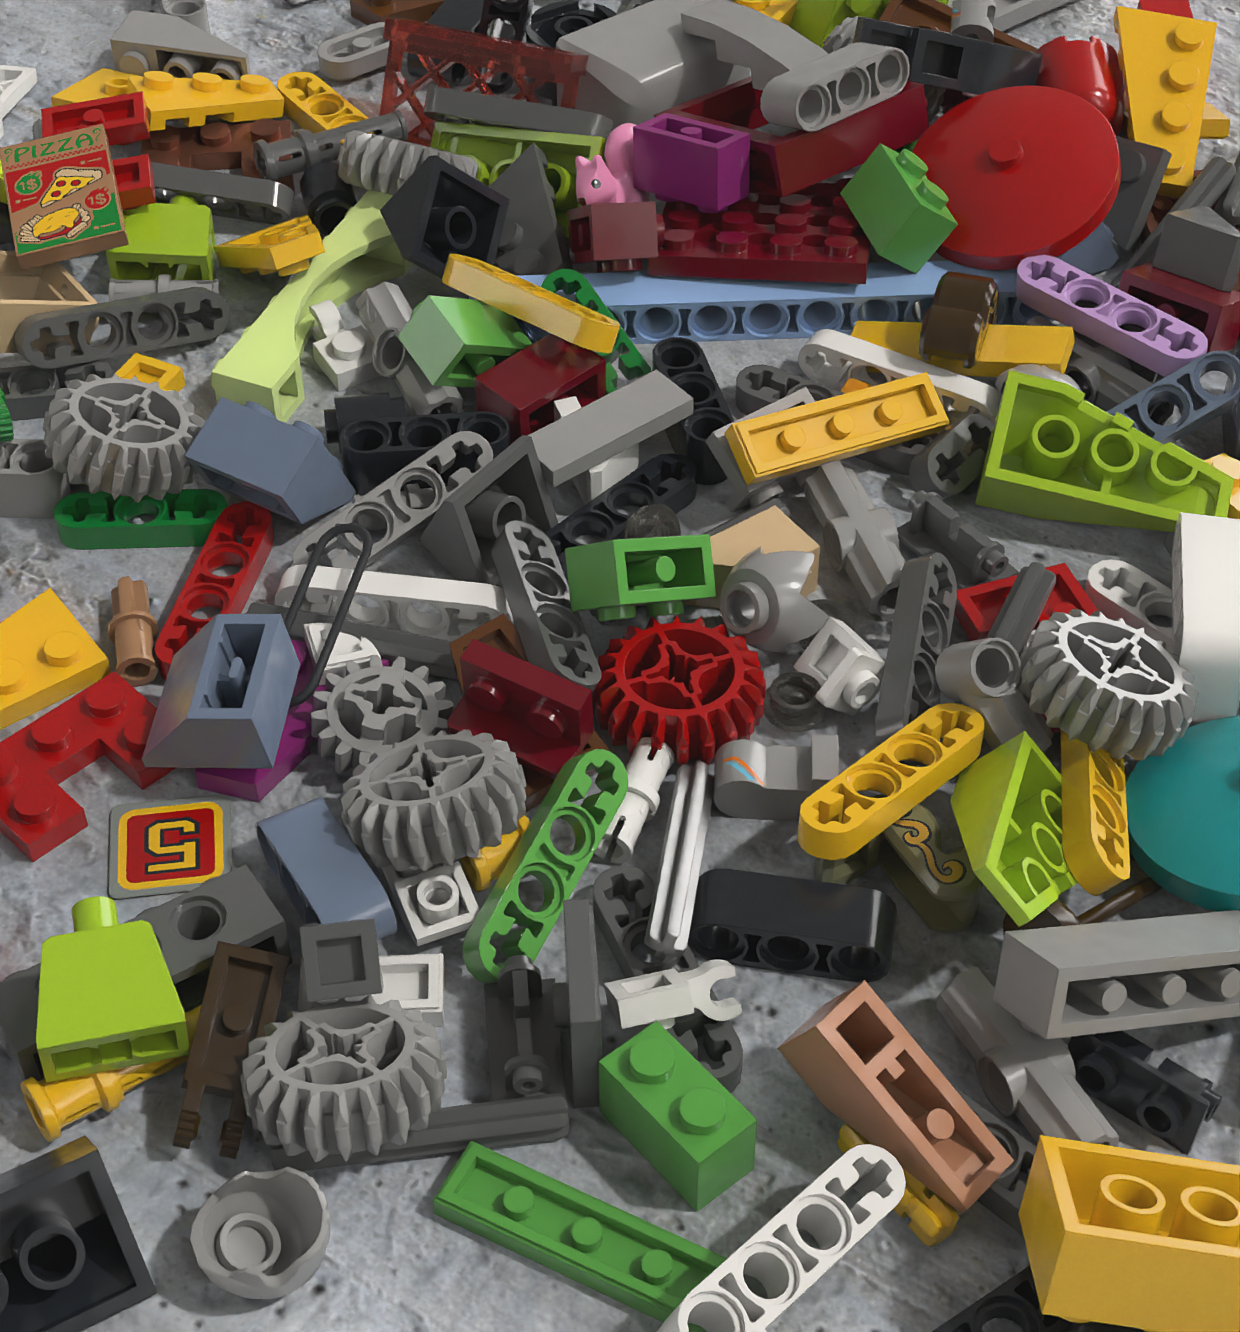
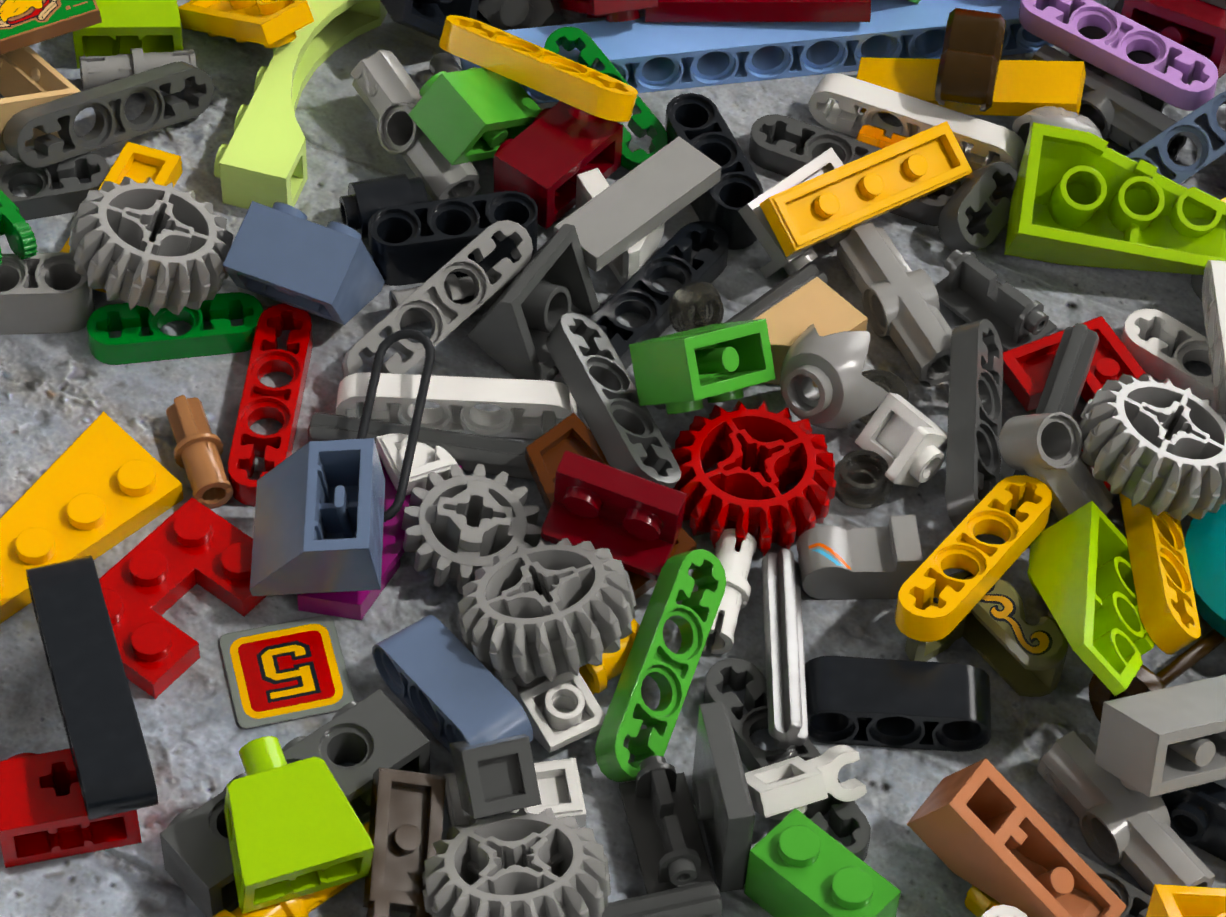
camera: 10 degrees left, 5 degrees up
(340, 352) = (339, 126): white plate -> none

